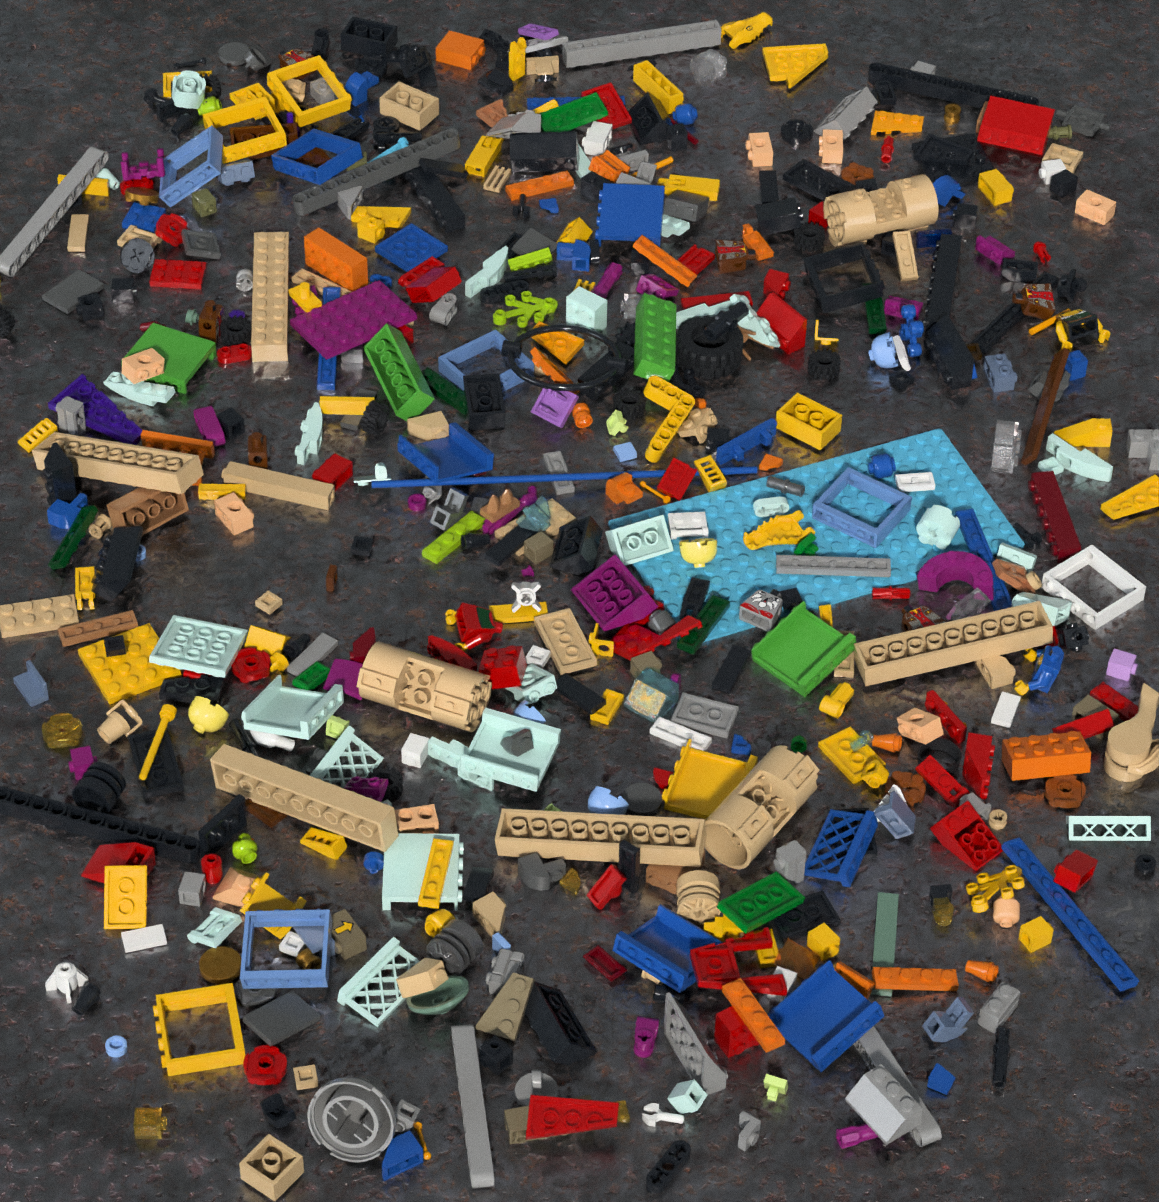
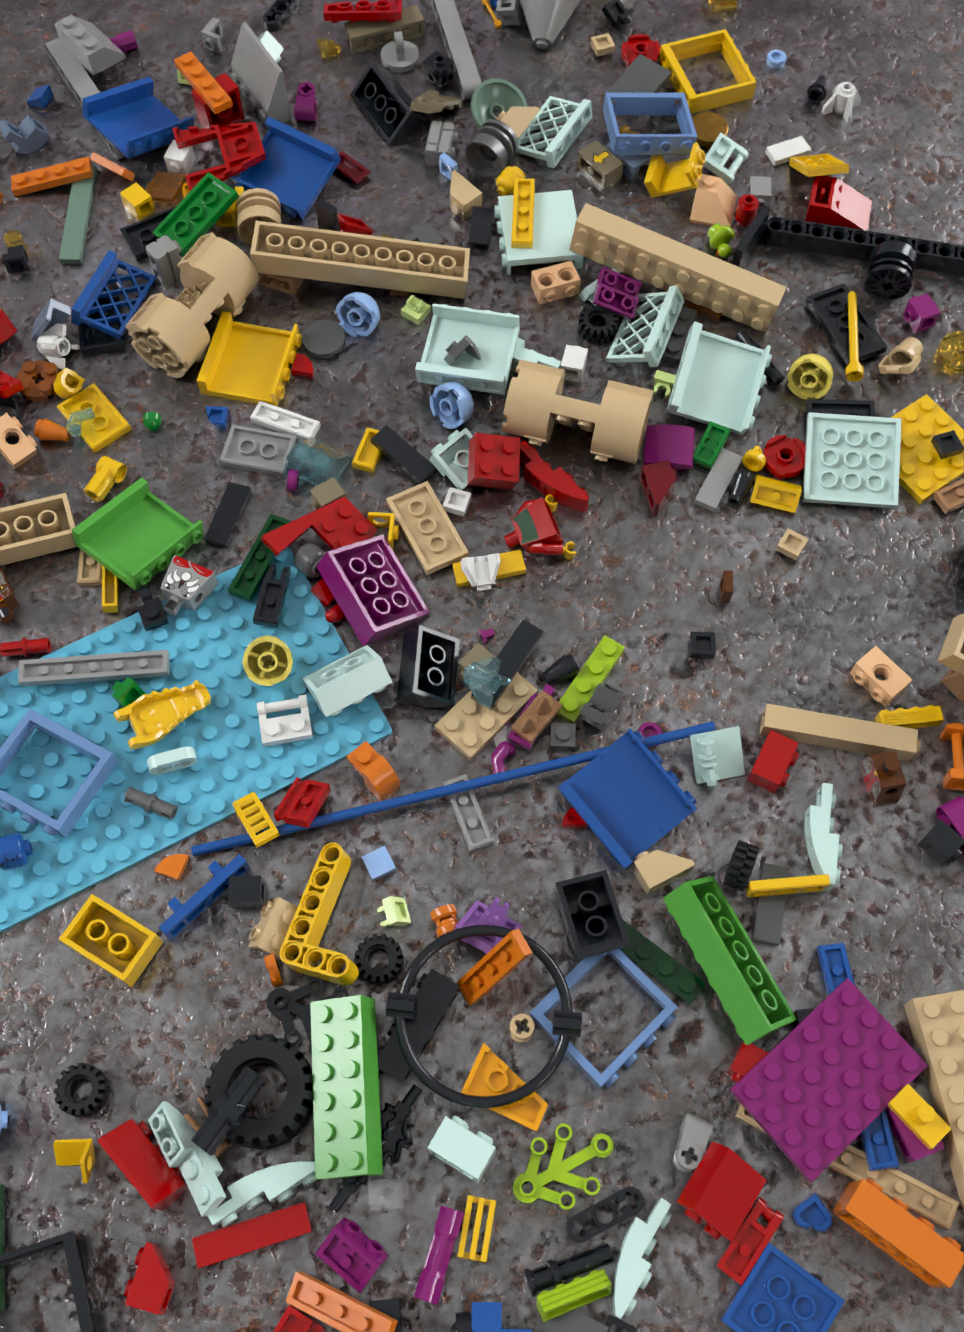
camera: 175 degrees right, 20 degrees up
(658, 1115) = (297, 48): white bar -> none
(666, 499) = (349, 804): light orange hinge -> none

